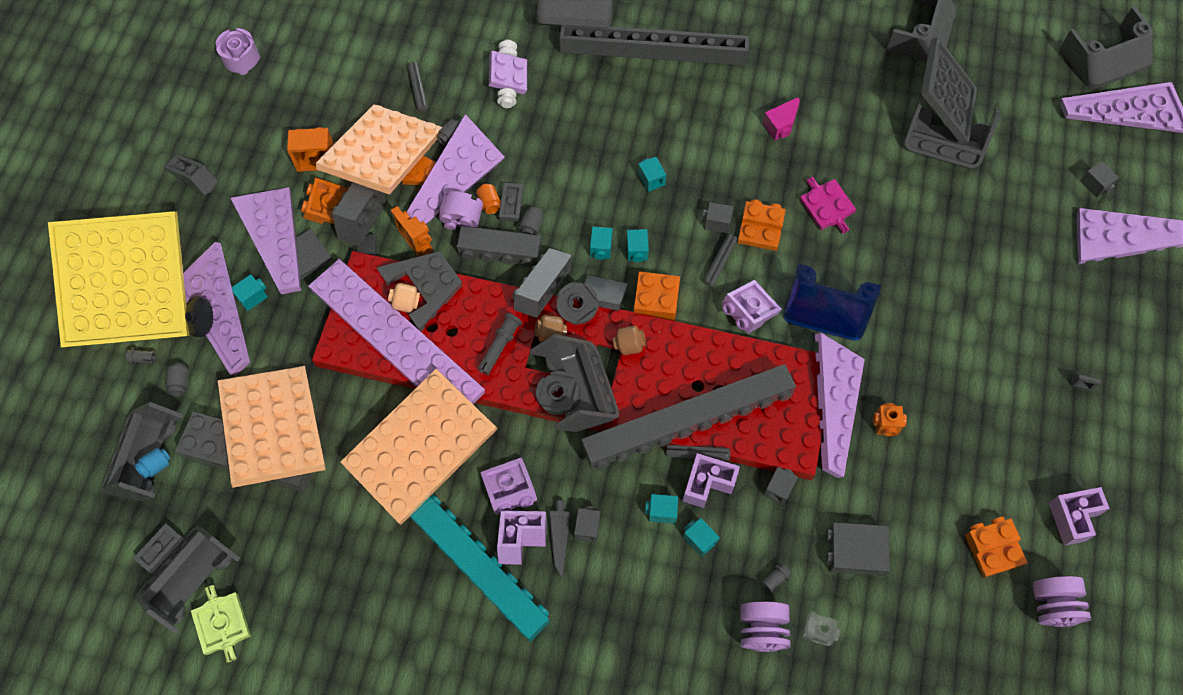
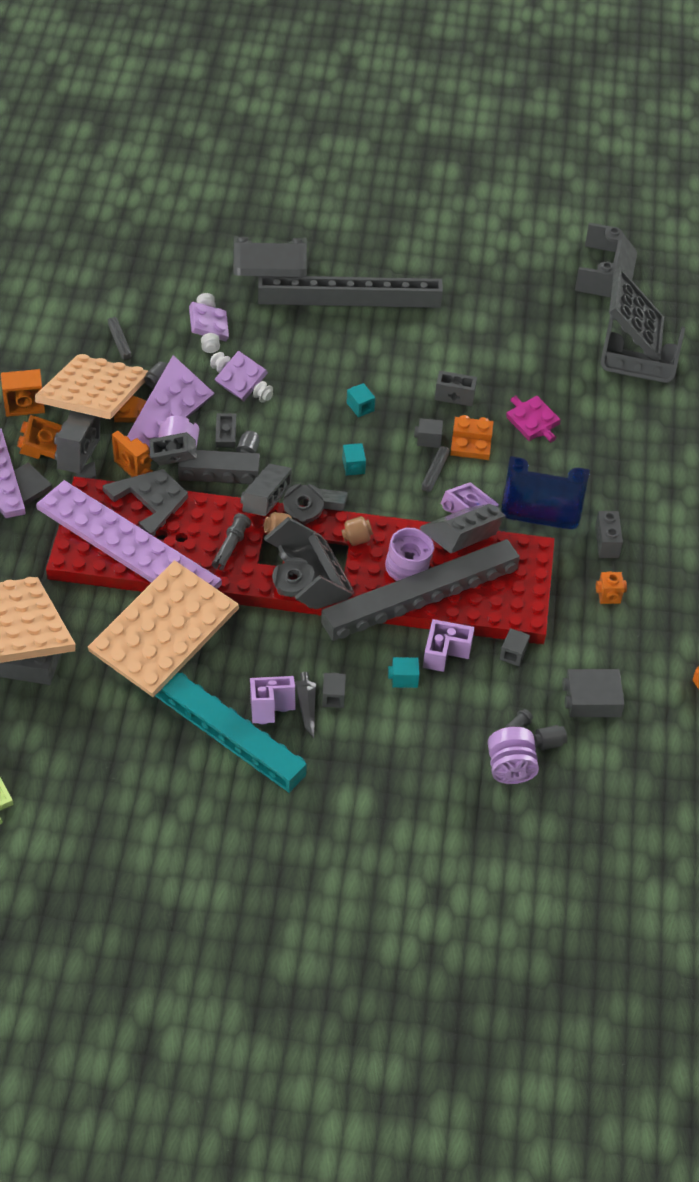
camera: 10 degrees left, 15 degrees down
(404, 298) = (133, 508): light nougat head -> none
(451, 230) = (173, 448): none -> dark grey brick
(489, 197) = (206, 428): orange brick -> none
(509, 486) = (253, 661): lavender plate -> none
(533, 139) = (241, 376): none -> lavender plate
(601, 243) = (318, 459): teal brick -> none
(657, 295) = (378, 496): orange brick -> none
(683, 367) = (408, 553): none -> lavender wheel
(700, 536) = (443, 693): teal brick -> none
(718, 453) = (425, 624): dark grey axle -> none
(739, 347) = (465, 527): none -> dark grey slope
(750, 166) = (455, 388): none -> dark grey brick
(781, 119) = (480, 349): dark pink slope -> none
(806, 601) = (550, 737): none -> dark grey brick
(813, 632) = (566, 759): clear brick -> none
(837, 398) = (561, 568): lavender wing -> none
(893, 353) = (608, 534): none -> dark grey brick

